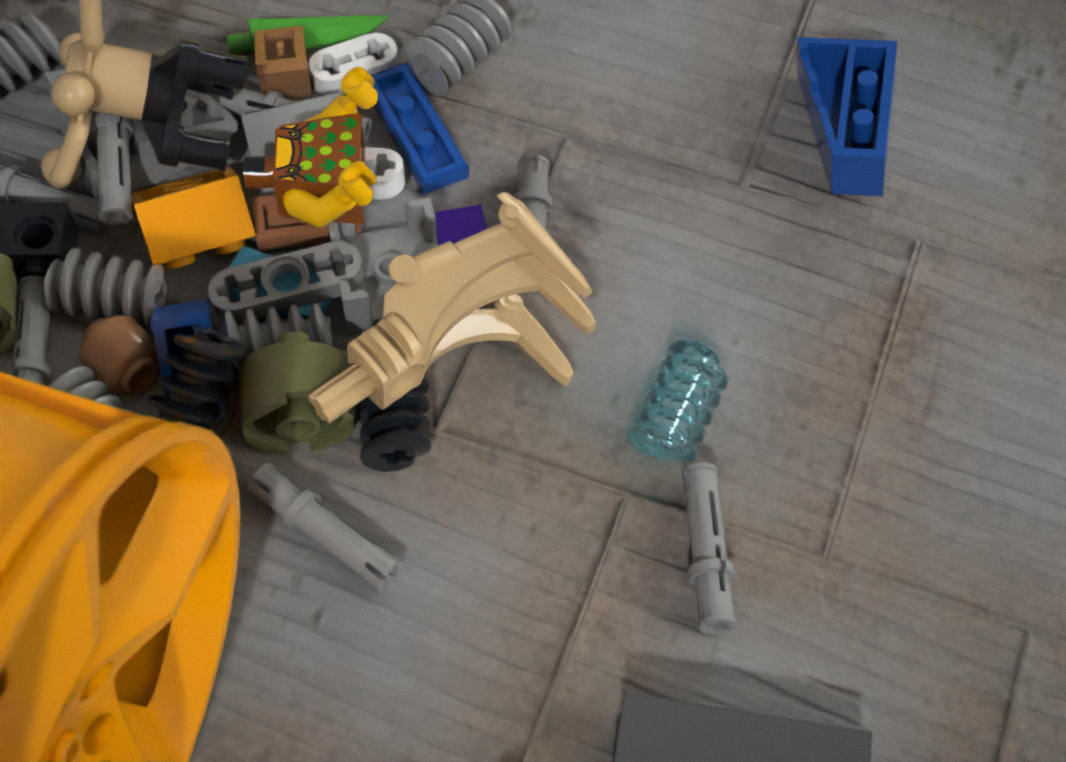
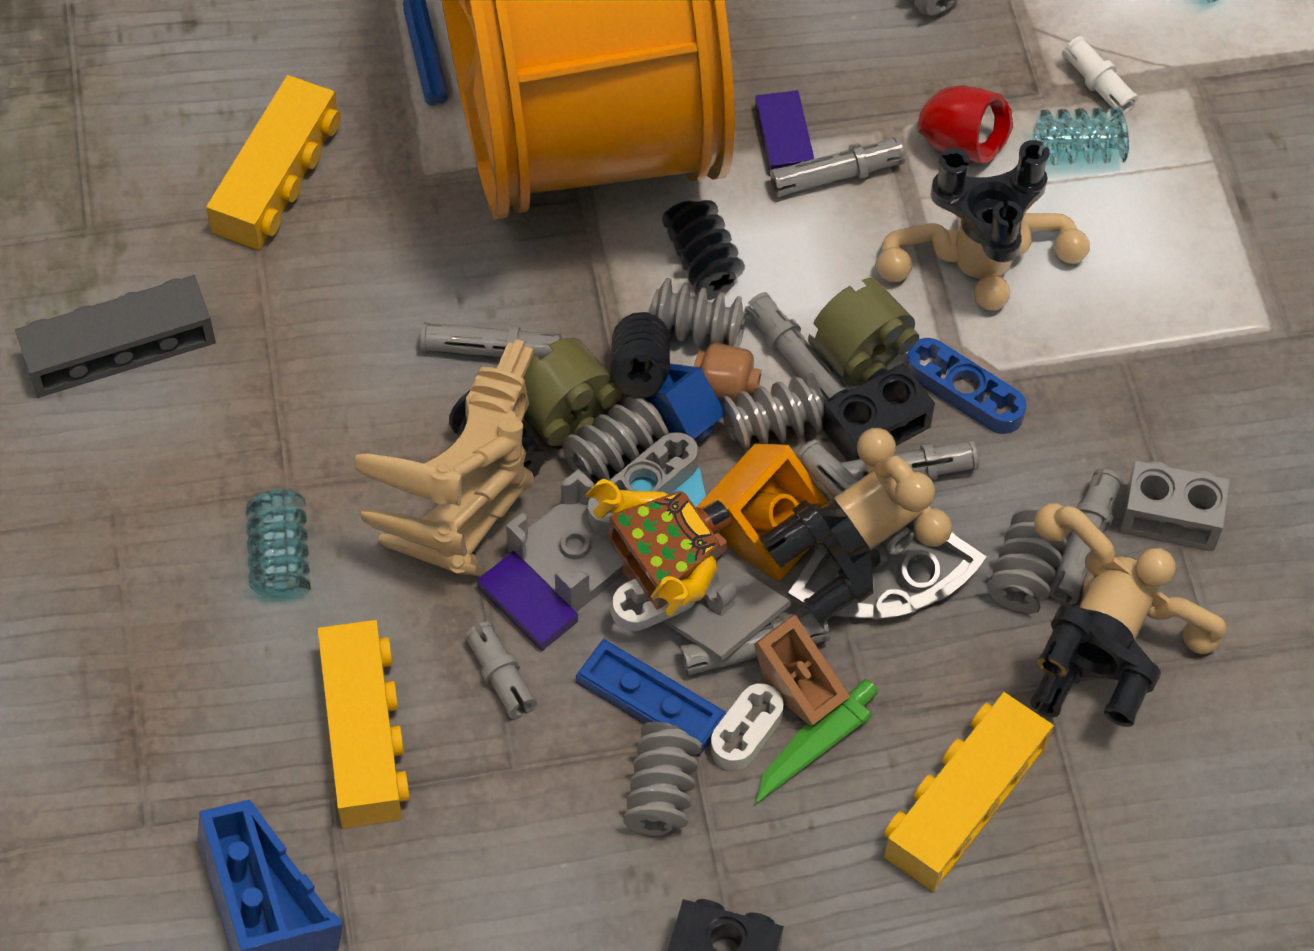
camera: 150 degrees right, 0 degrees up
(686, 213) = (360, 724): none -> yellow brick
(710, 569) = (195, 448): light grey pin -> none

